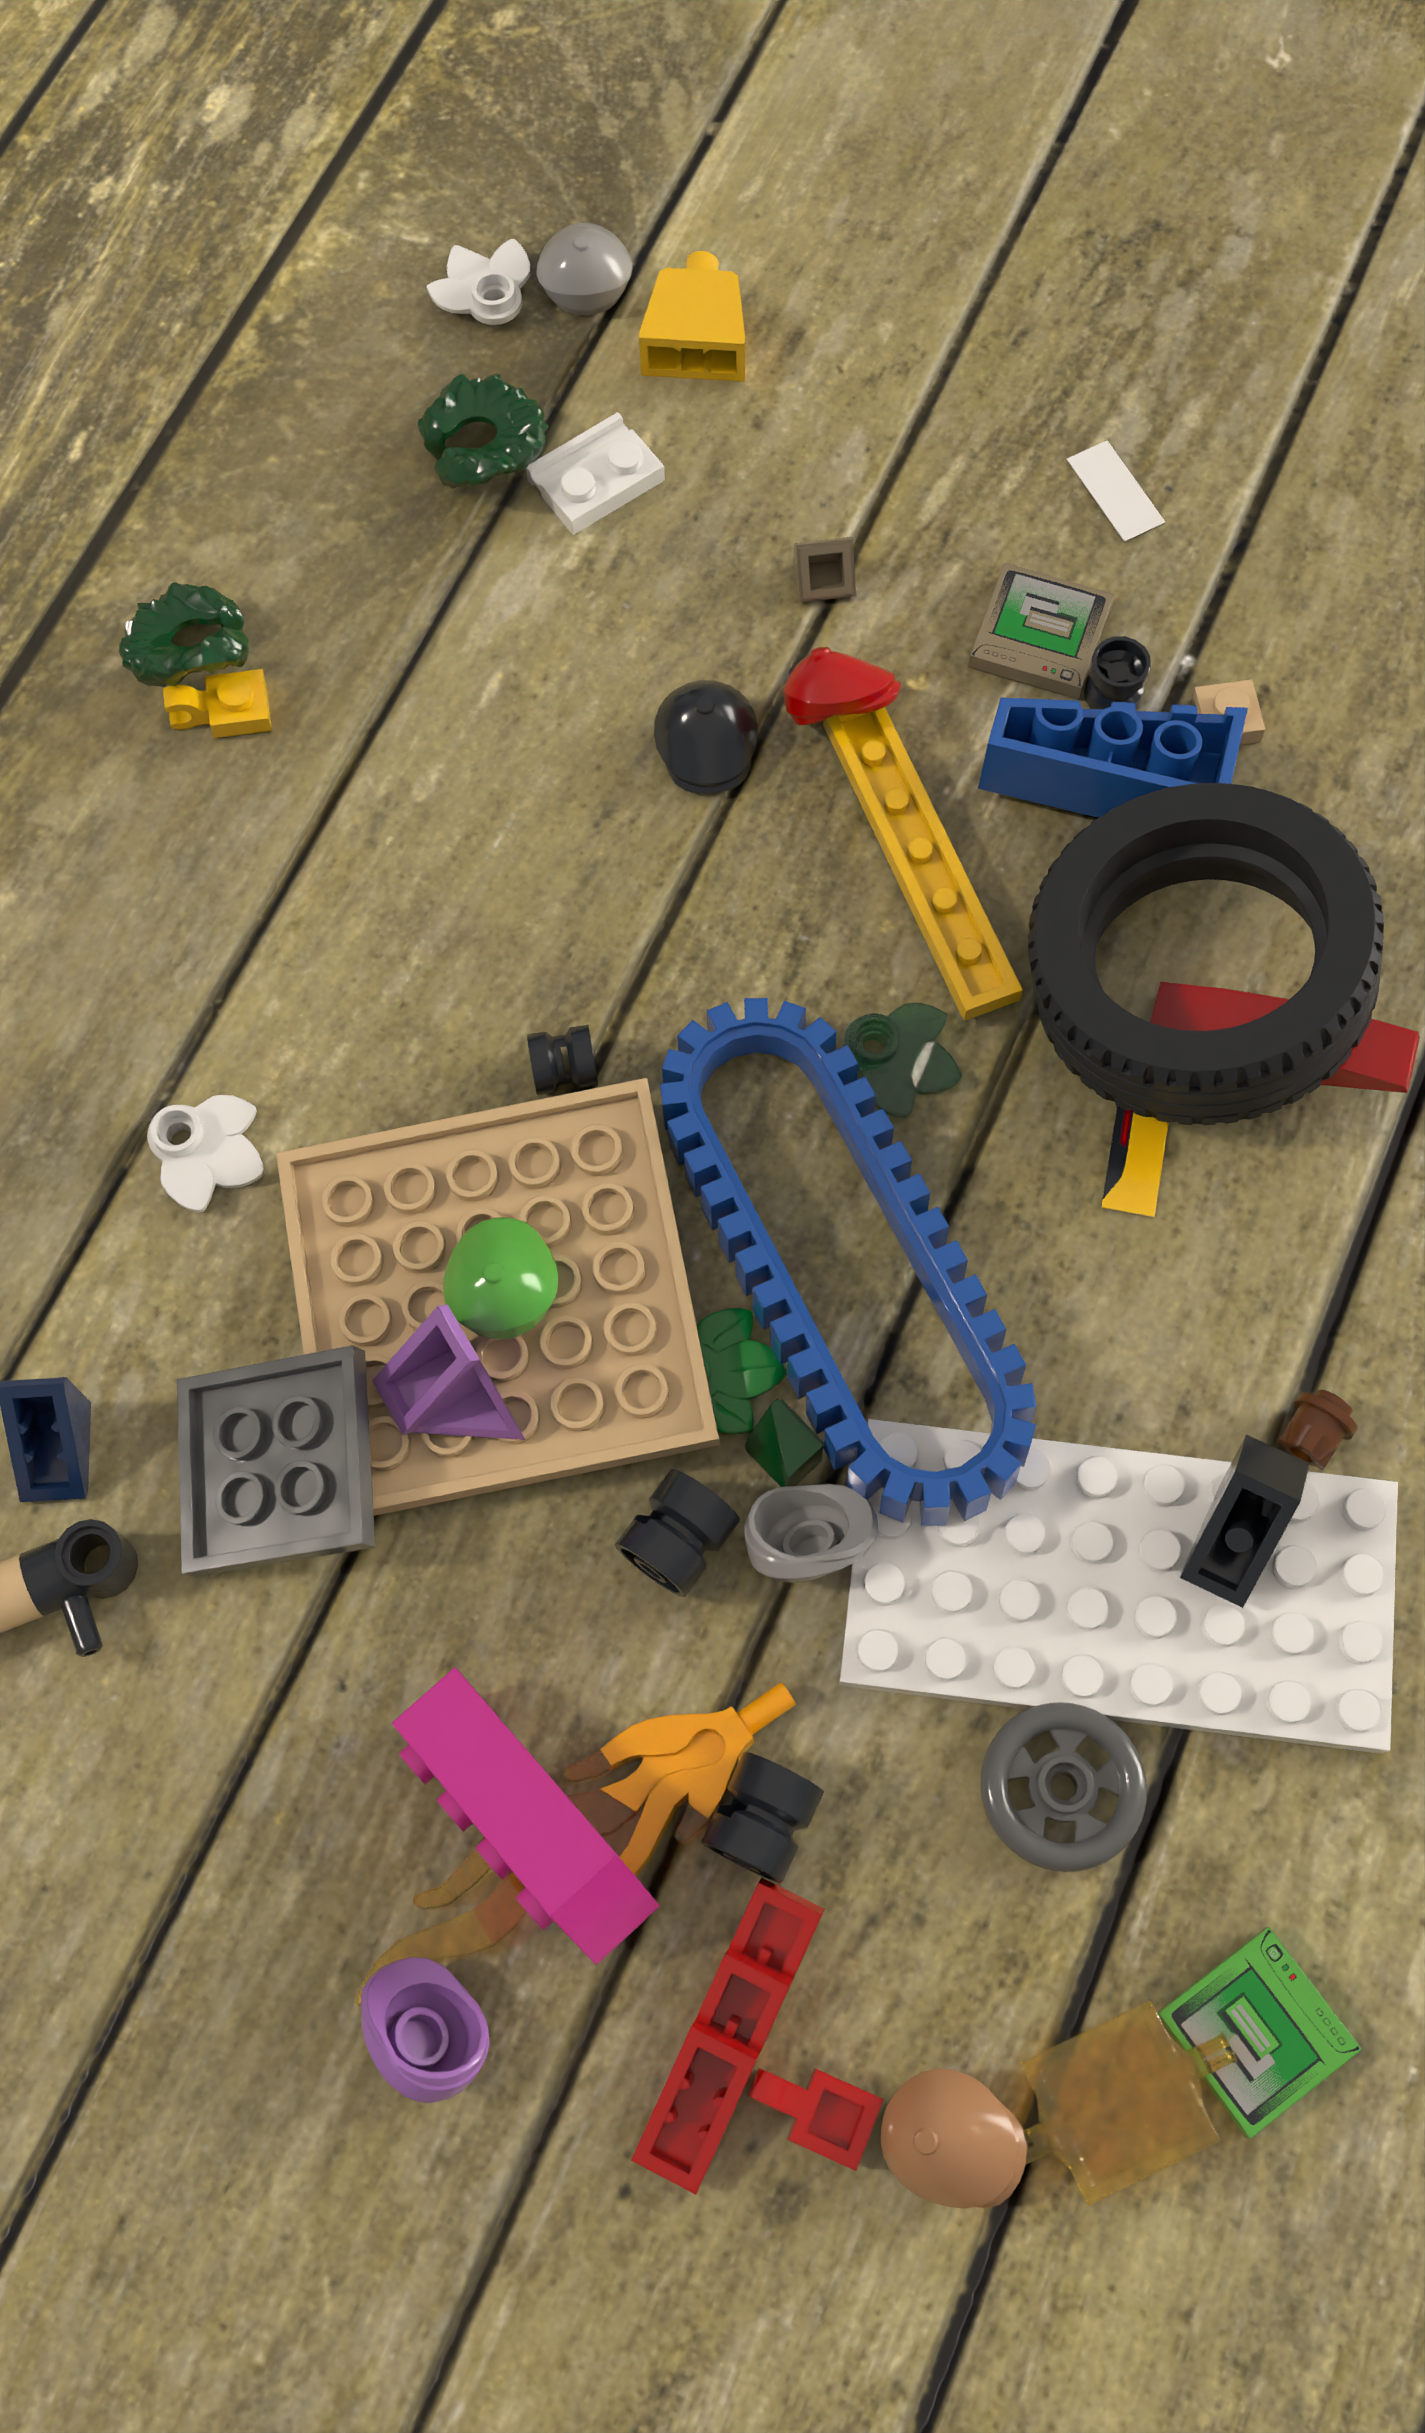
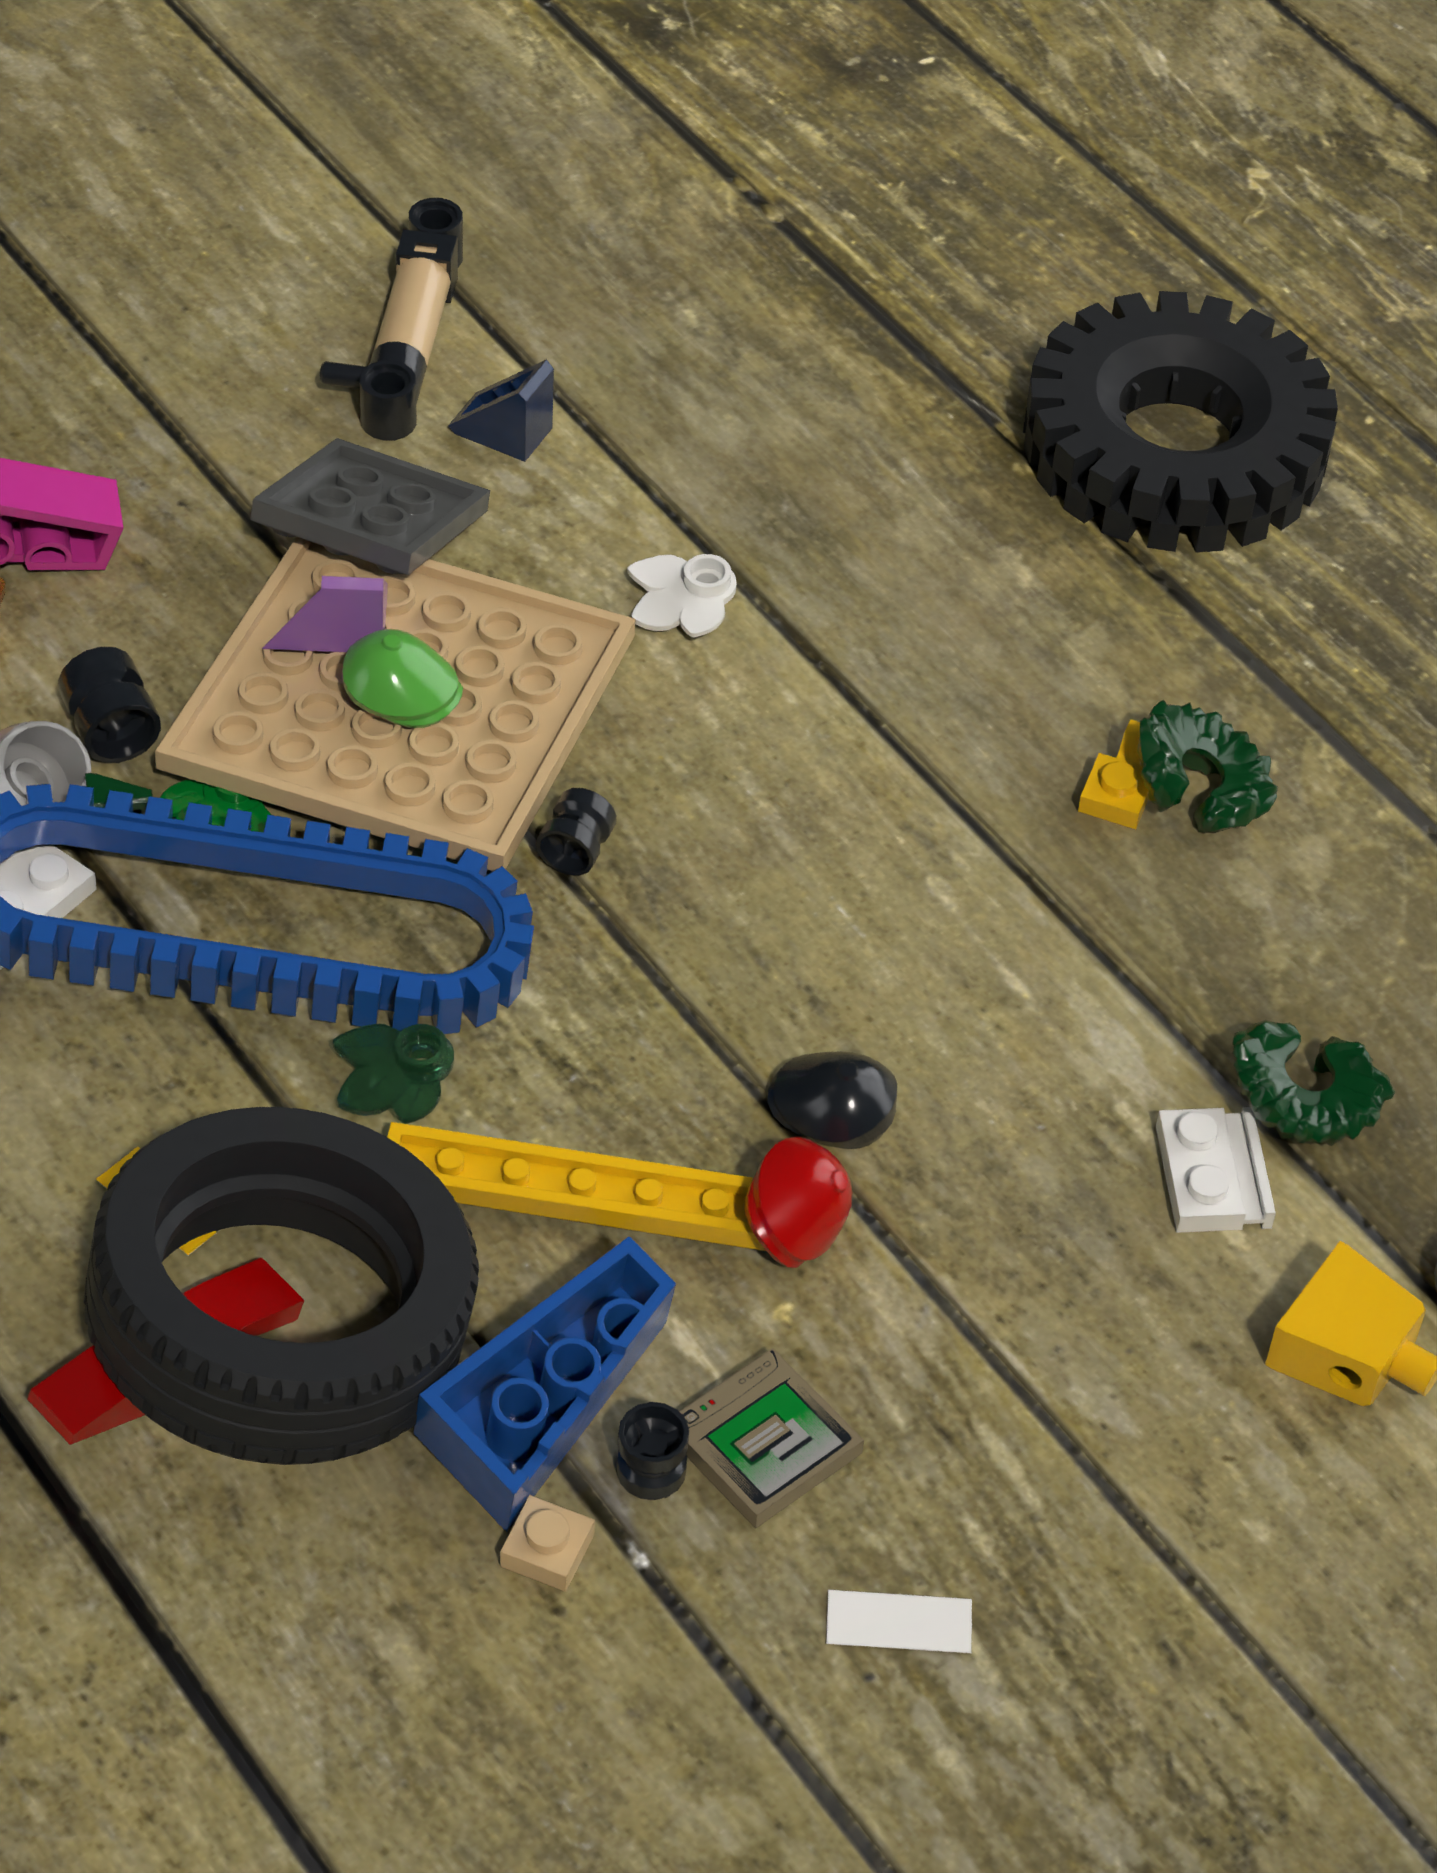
camera: 115 degrees right, 20 degrees down
(824, 569) = (964, 1290): dark tan slope -> none

